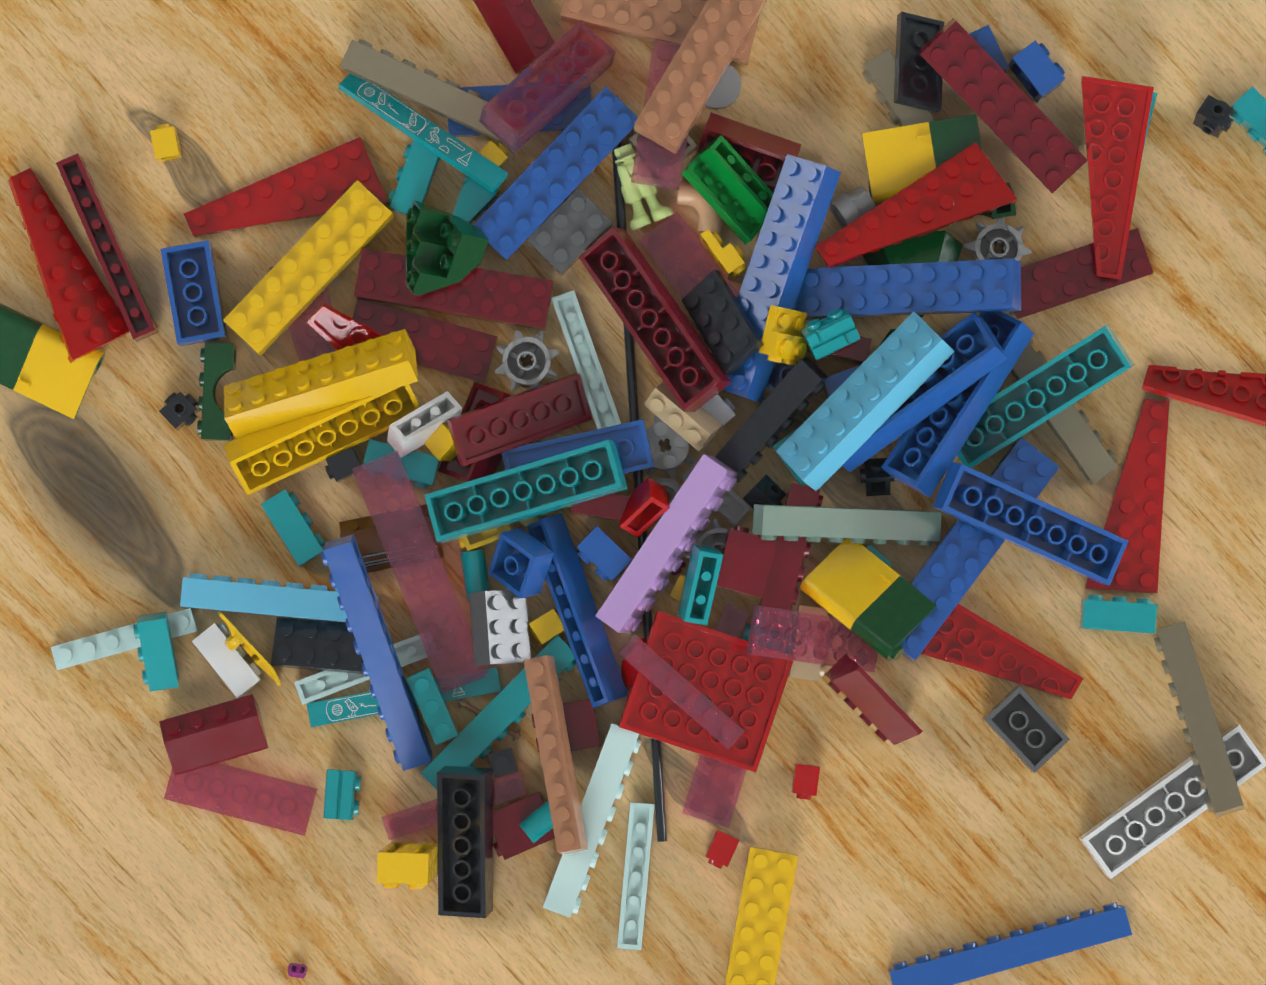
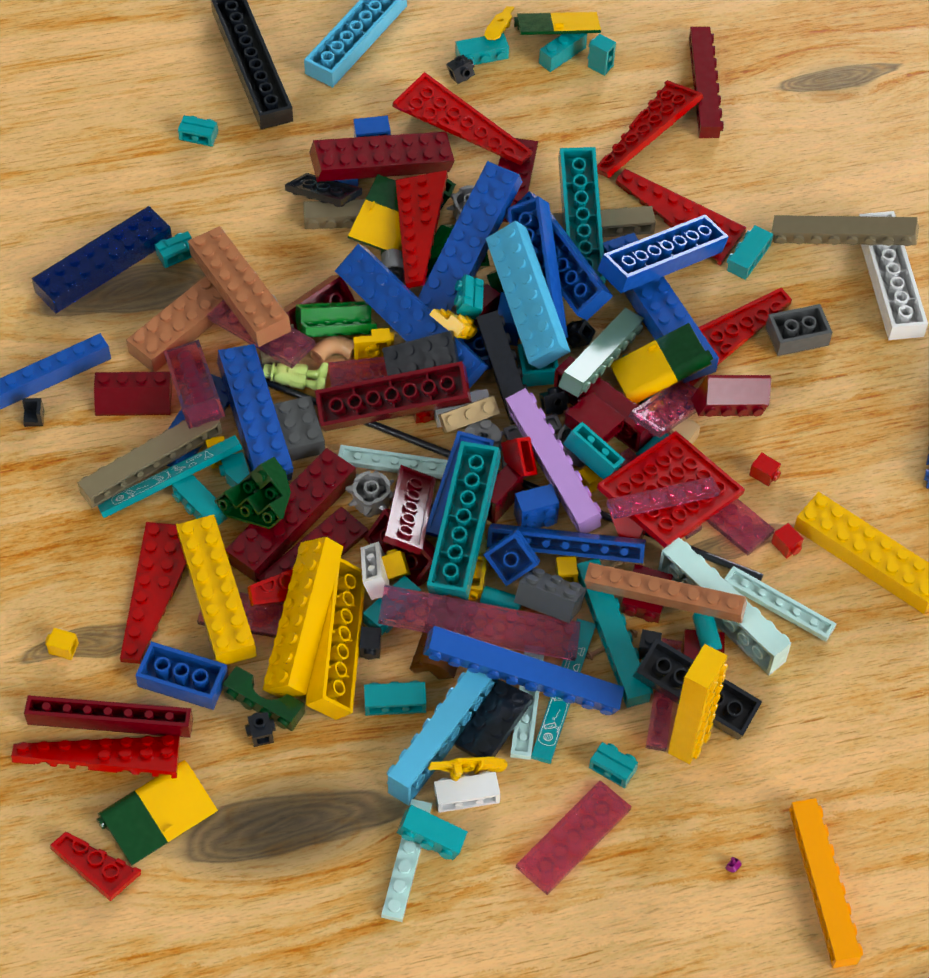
camera: 65 degrees left, 30 degrees down
(214, 734) = (518, 826): dark red slope -> none
(432, 705) = (588, 663): teal brick -> none

